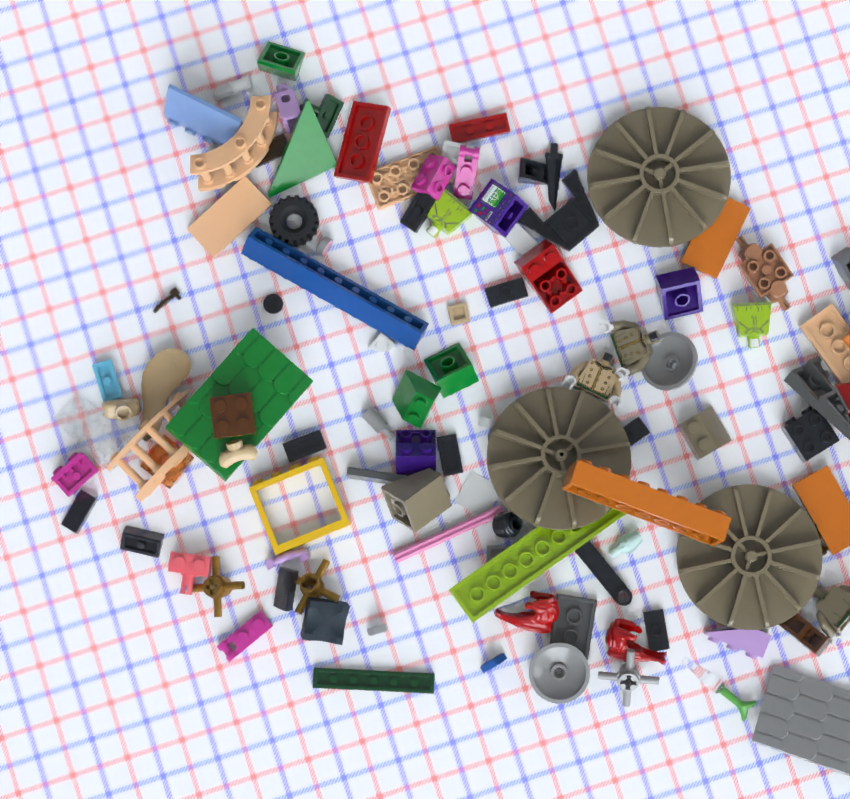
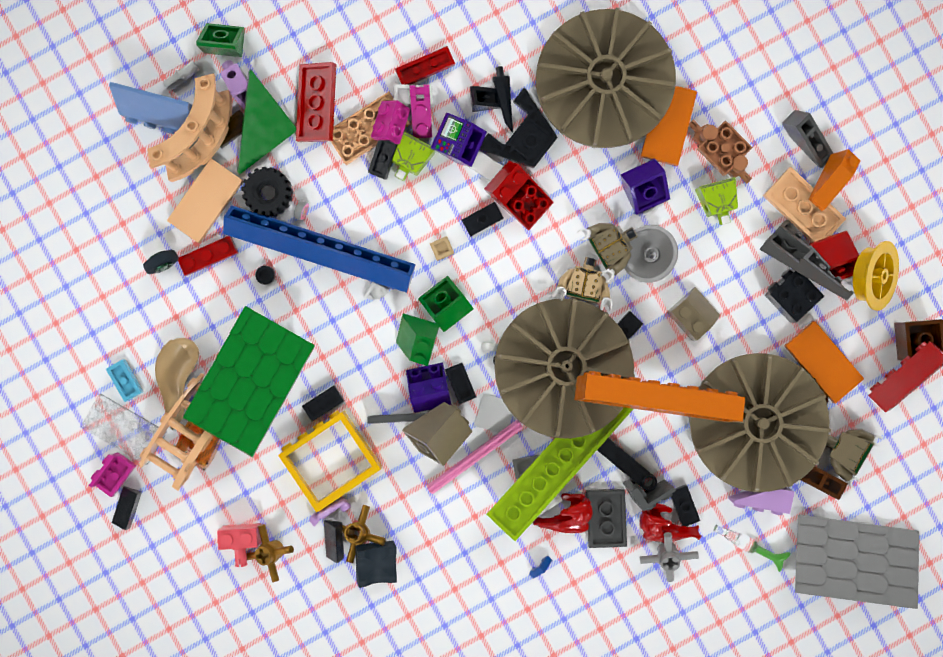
camera: 10 degrees left, 5 degrees up
(121, 409) = (142, 405): tan piece -> none
(142, 541) = (191, 522): black slope -> none
(172, 268) = (160, 261): none -> black wheel
(174, 293) = (170, 284): dark brown piece -> none
(219, 272) = (207, 255): none -> red plate
(233, 416) = (243, 397): reddish brown brick -> none
(236, 452) = (255, 430): tan piece -> none
(245, 635) = (306, 589): dark pink plate -> none
(327, 112) = (277, 81): dark green plate -> none
(373, 680) = (433, 605): dark green tile -> none
(377, 422) = (385, 366): light grey piece -> none
(377, 629) = (426, 560): light grey tile -> none
(506, 524) = (526, 439): black head -> none
(562, 687) = (611, 575): light grey dish -> none
(608, 603) = (647, 499): none -> dark grey bracket
(627, 543) = (642, 432): light aqua piece -> none

